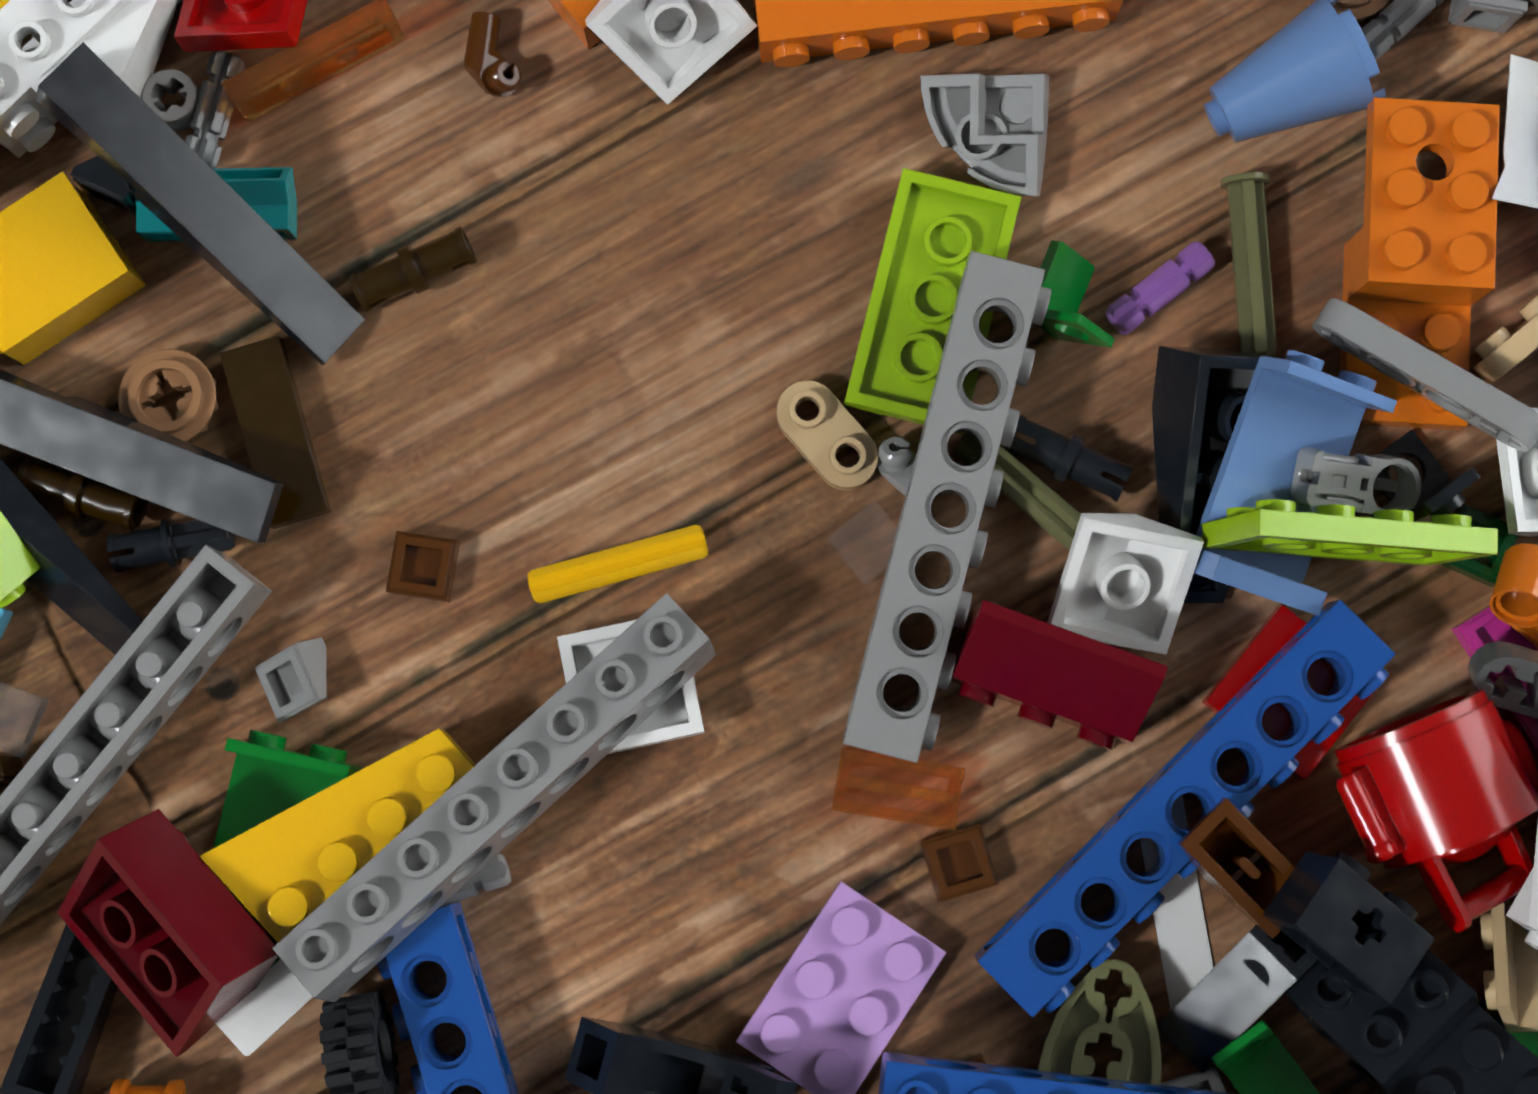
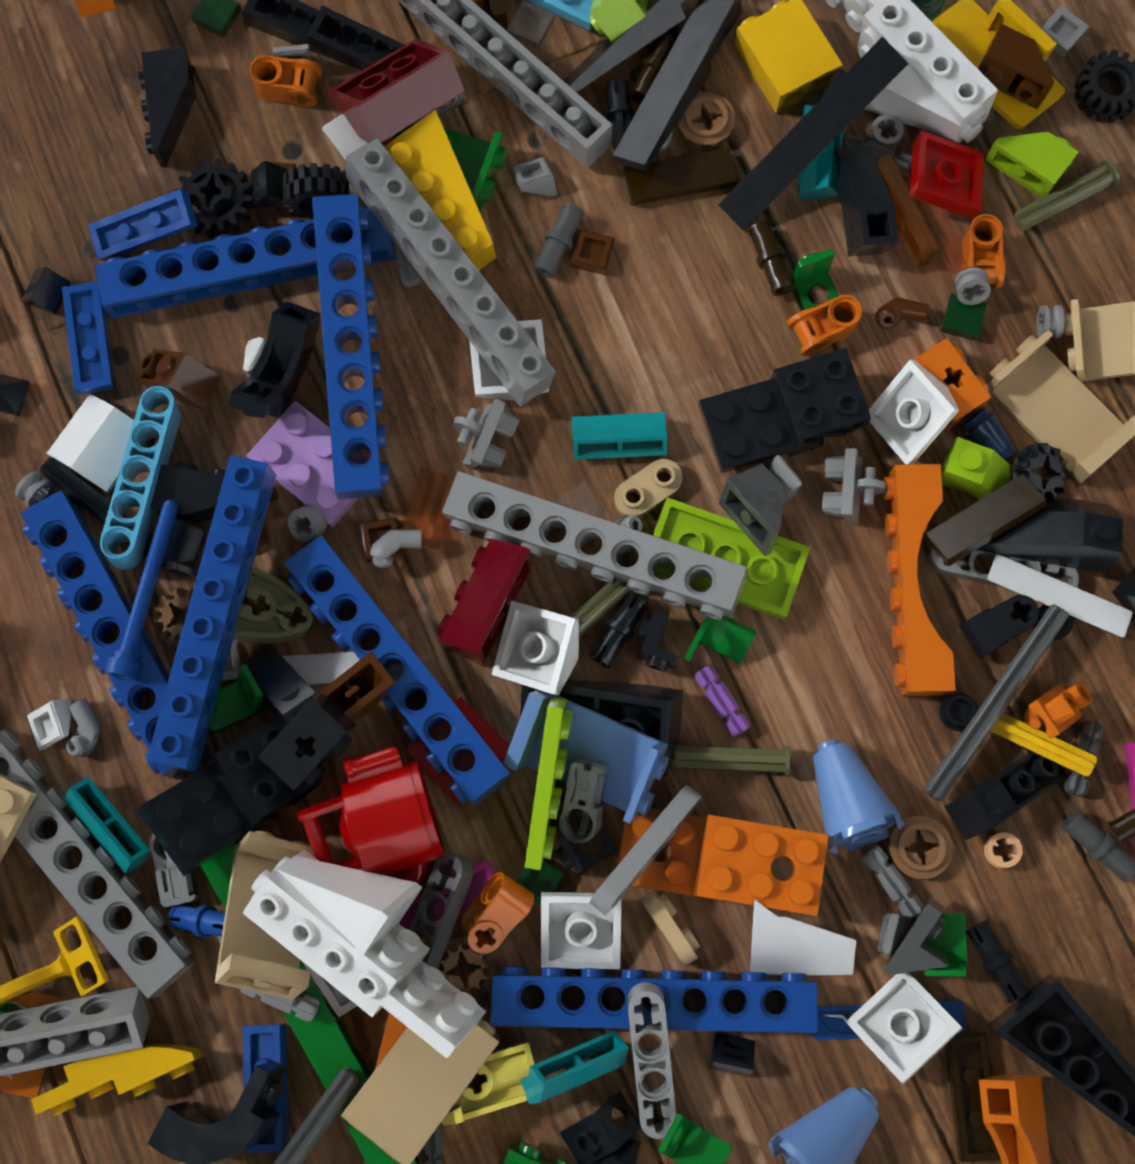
camera: 95 degrees right, 5 degrees down
(306, 120) = (865, 202): none -> black slope
(409, 624) = (558, 240): none -> dark grey pin
(421, 1018) = (331, 217): none -> blue brick
(432, 194) = (811, 272): none -> green bracket
(528, 179) = (818, 326): none -> orange piece
(617, 564) = (582, 360): yellow axle -> none
(686, 221) = (786, 412): none -> black piece
(746, 489) = (619, 435): none -> teal piece
(763, 716) = (492, 421): none -> light grey hips
(766, 118) = (850, 471): none -> light grey hips
(796, 220) = (786, 476): none -> light grey slope
(851, 251) = (756, 505): none -> flat silver slope
(936, 982) = (299, 529): none -> light grey bush
(971, 841) = (393, 541): none -> light grey arm
(992, 125) = (836, 610): light grey brick -> none
(1071, 403) = (652, 632): none -> black bracket

